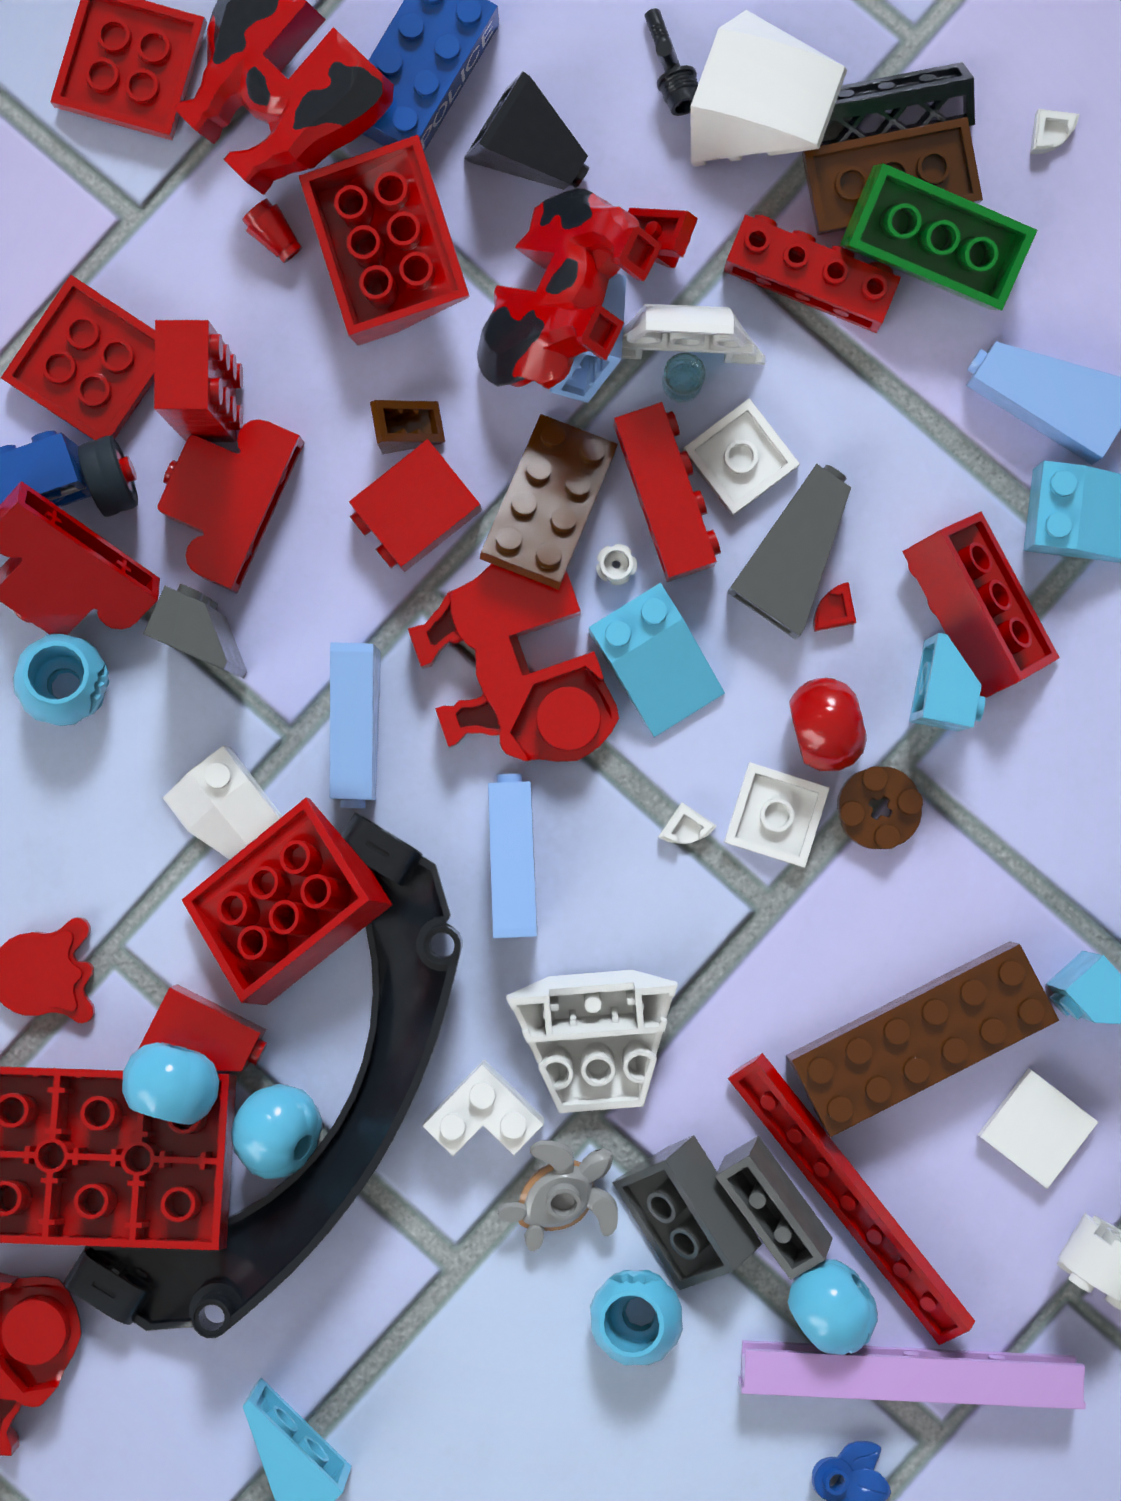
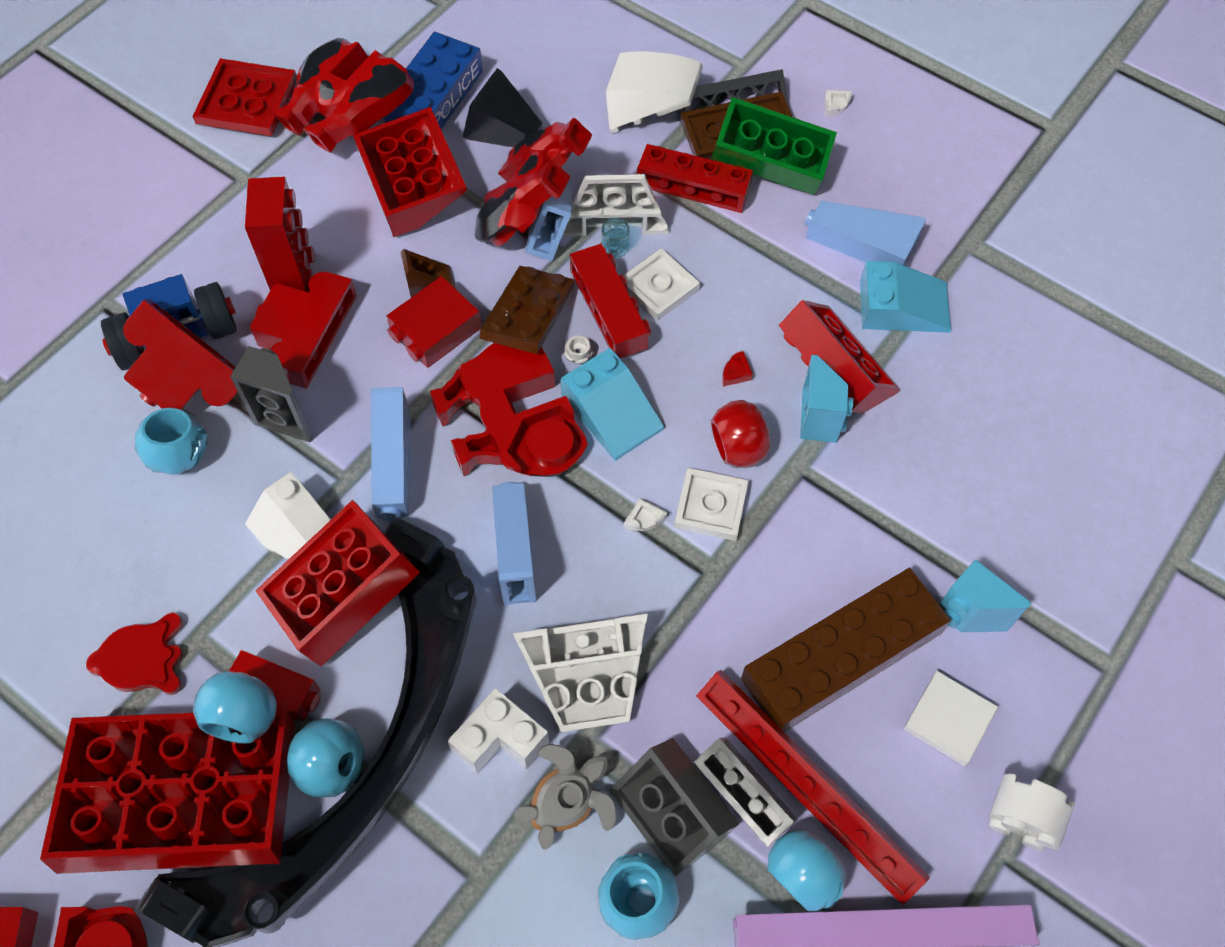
camera: 10 degrees left, 25 degrees down
(86, 361) = (205, 251): red plate -> none
(272, 230) = (334, 174): red cone -> none
(669, 228) = (593, 161): red slope -> none
(678, 82) = (595, 84): black piece -> none
(791, 559) = (699, 337): dark grey slope -> none
(903, 802) = (787, 477): reddish brown plate -> none

